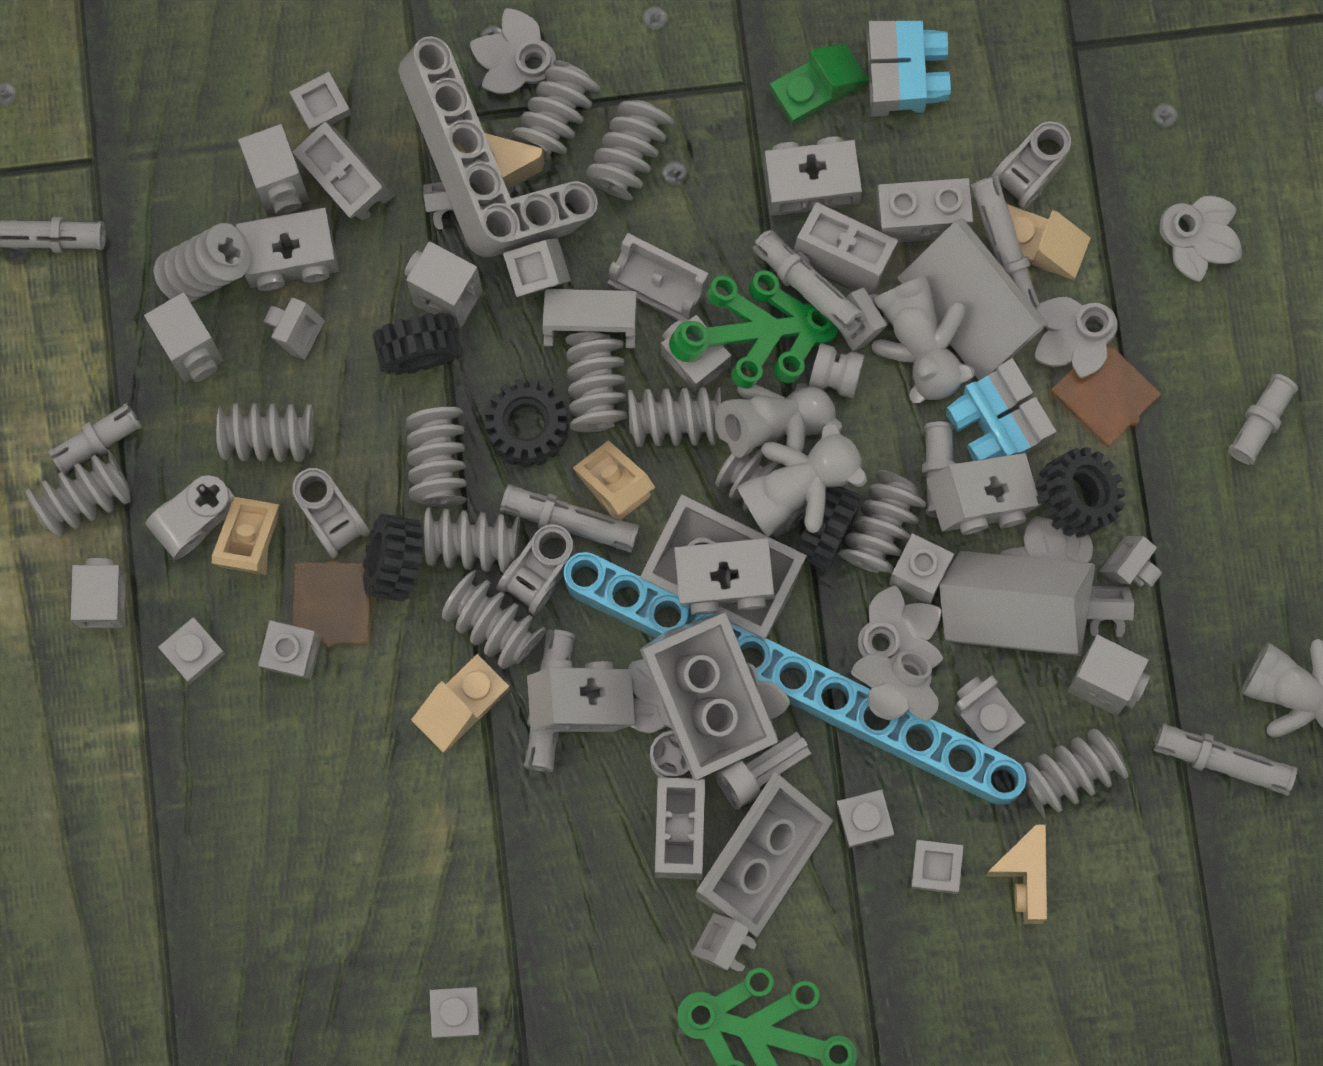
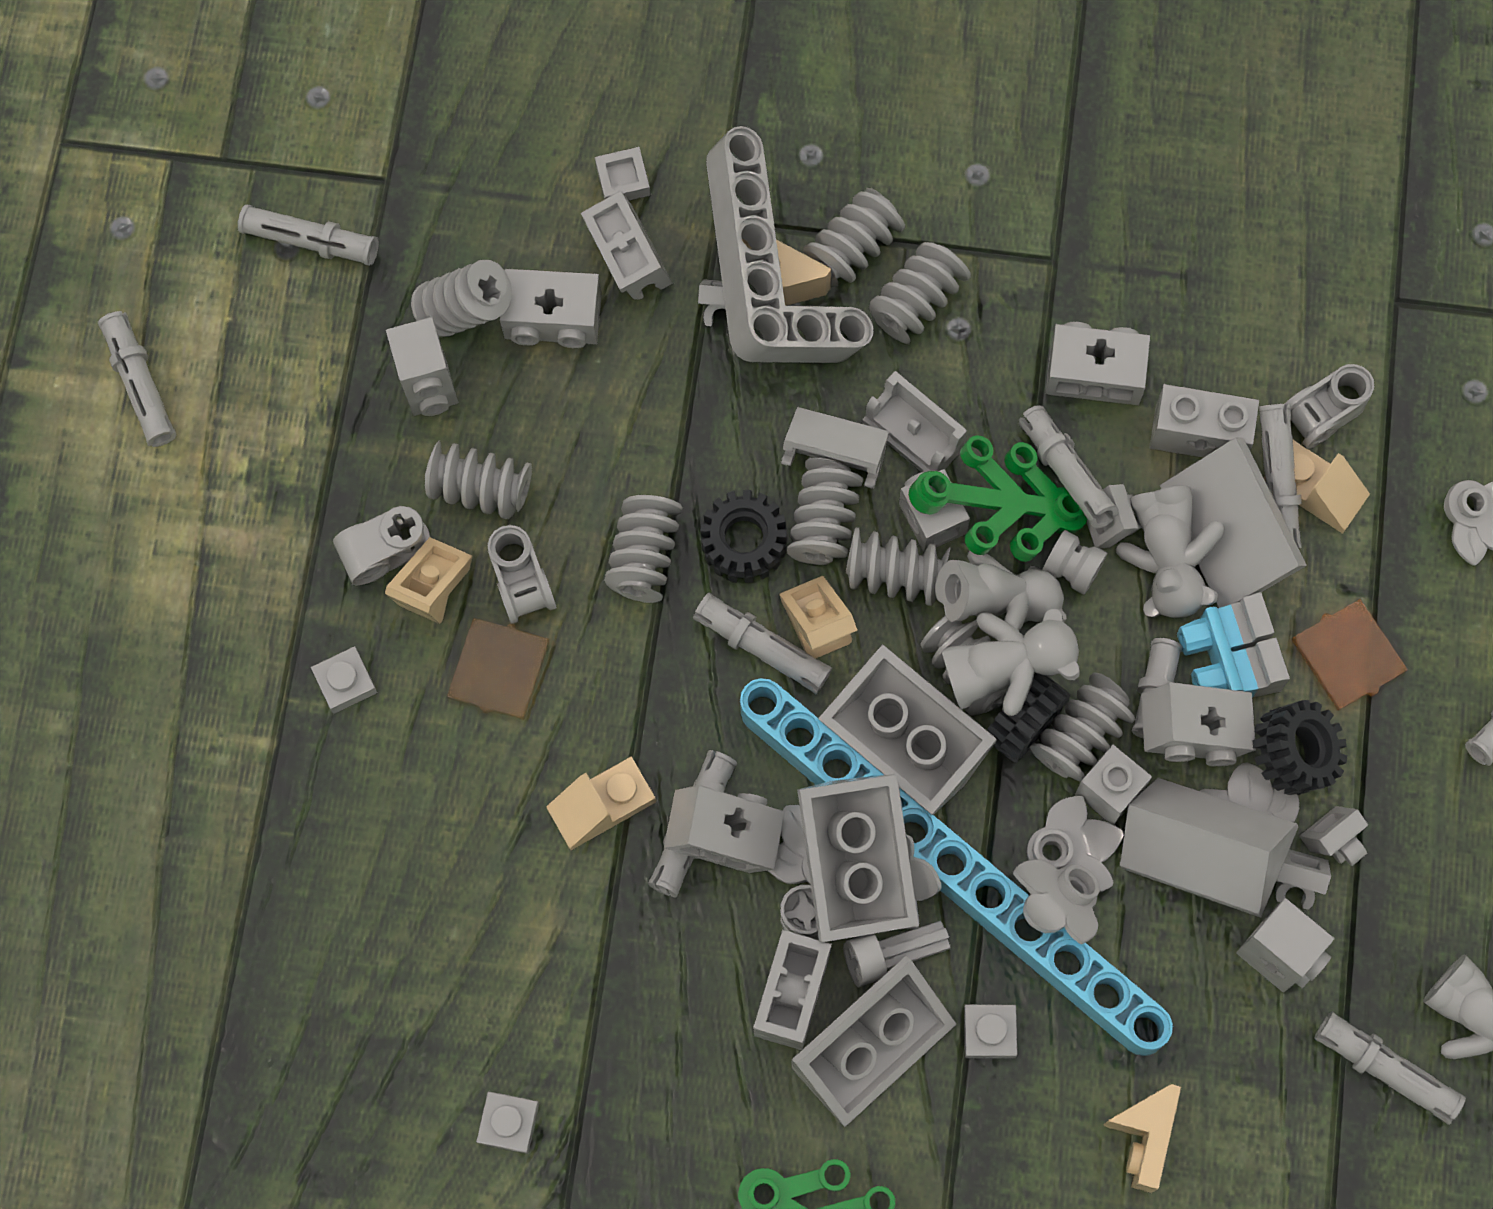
camera: 15 degrees right, 5 degrees down
(80, 495) = (276, 497): light grey piece -> none
(95, 438) = (308, 446): light grey pin -> none
(98, 594) = (266, 600): light grey brick -> none
(274, 171) = (557, 225): light grey brick -> none
(290, 650) = (441, 703): light grey brick -> none
(295, 327) = (537, 385): light grey tile -> none
(392, 557) = (570, 635): black tyre -> none
(416, 343) = (653, 429): black tyre -> none
(443, 283) = (696, 377): light grey brick -> none
(470, 540) = (654, 640): light grey piece -> none
(490, 622) = (652, 728): light grey piece -> none
(508, 52) = (822, 173): light grey plate -> none
(536, 570) = (714, 686): light grey piece -> none
(537, 267) = (794, 383): light grey brick -> none
(701, 562) = (887, 718): light grey brick -> none
(722, 941) = (806, 1122): light grey tile -> none
(824, 79) = (1133, 273): green slope -> none
(845, 249) = (1114, 442): light grey hinge -> none
(898, 66) = (1212, 276): hips -> none
(937, 866) = (1054, 1102): light grey plate -> none
(987, 712) = (1146, 952): light grey bracket -> none
(1070, 340) = (1324, 587): light grey plate -> none
(1073, 770) = (1224, 1037): light grey piece -> none

